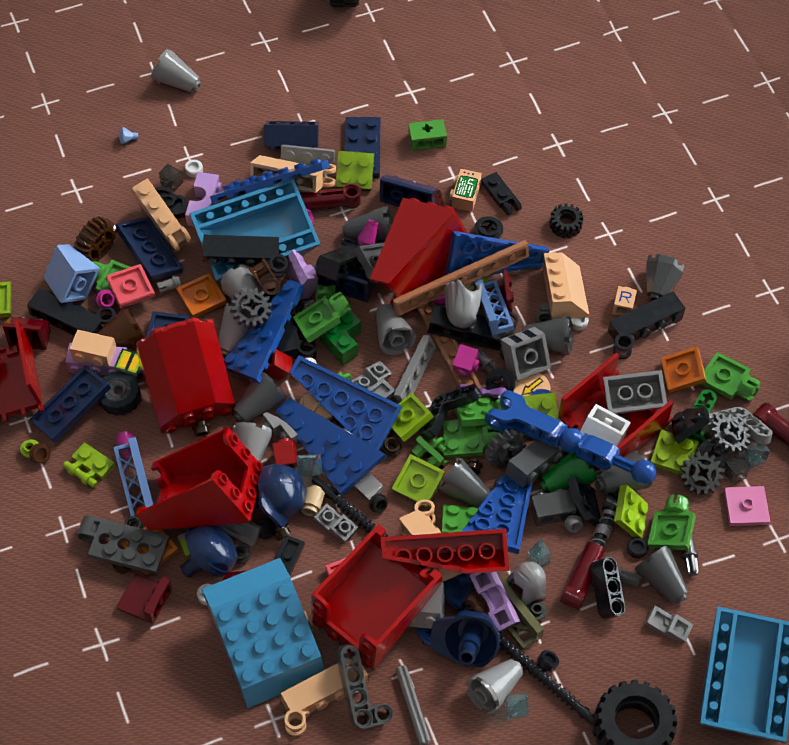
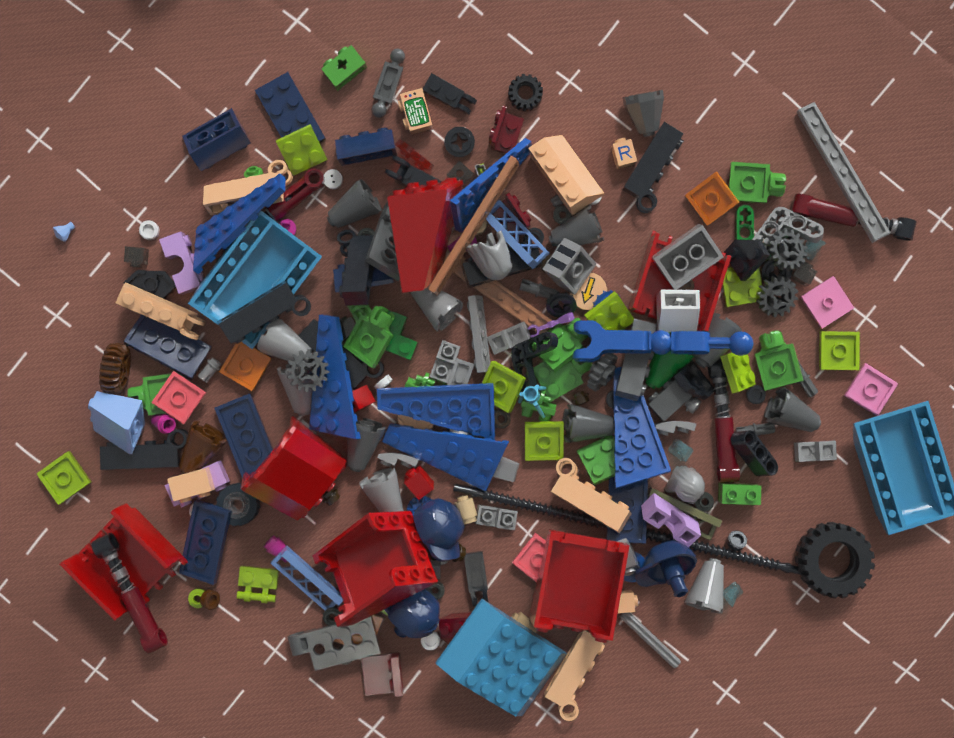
camera: 30 degrees left, 30 degrees up
(36, 330) = (118, 493): dark red slope -> none
(128, 362) = (230, 473): piece -> none
(175, 72) = (63, 135): light grey cone -> none
(264, 276) = (296, 326): reddish brown piece -> none
(302, 273) = (325, 299): lavender slope -> none
(306, 154) = (247, 158): light grey plate -> none
(309, 464) = (444, 480): clear light blue slope -> none
(359, 685) = (619, 673): dark grey beam -> none
(366, 204) = (333, 179): none -> white tile
(368, 233) = (360, 222): dark pink cone -> none
(378, 503) = (521, 480): pearl dark grey plate -> none
(407, 654) = (628, 601): none -> light nougat brick
(430, 426) = (532, 396): none -> medium azure plant
(432, 387) = (508, 338): none -> light grey slope
(452, 551) = (625, 510): red wedge -> none
(454, 162) = (388, 83): none -> dark grey plate
(466, 361) = (521, 303): dark pink brick -> none
(531, 230) = (506, 132): none -> dark red bracket
(541, 528) = (669, 427): none -> light grey slope
(574, 618) = (739, 493): none -> bright green brick
(737, 549) = (839, 350): none -> lime plate
(751, 595) = (870, 389): none -> bright pink plate

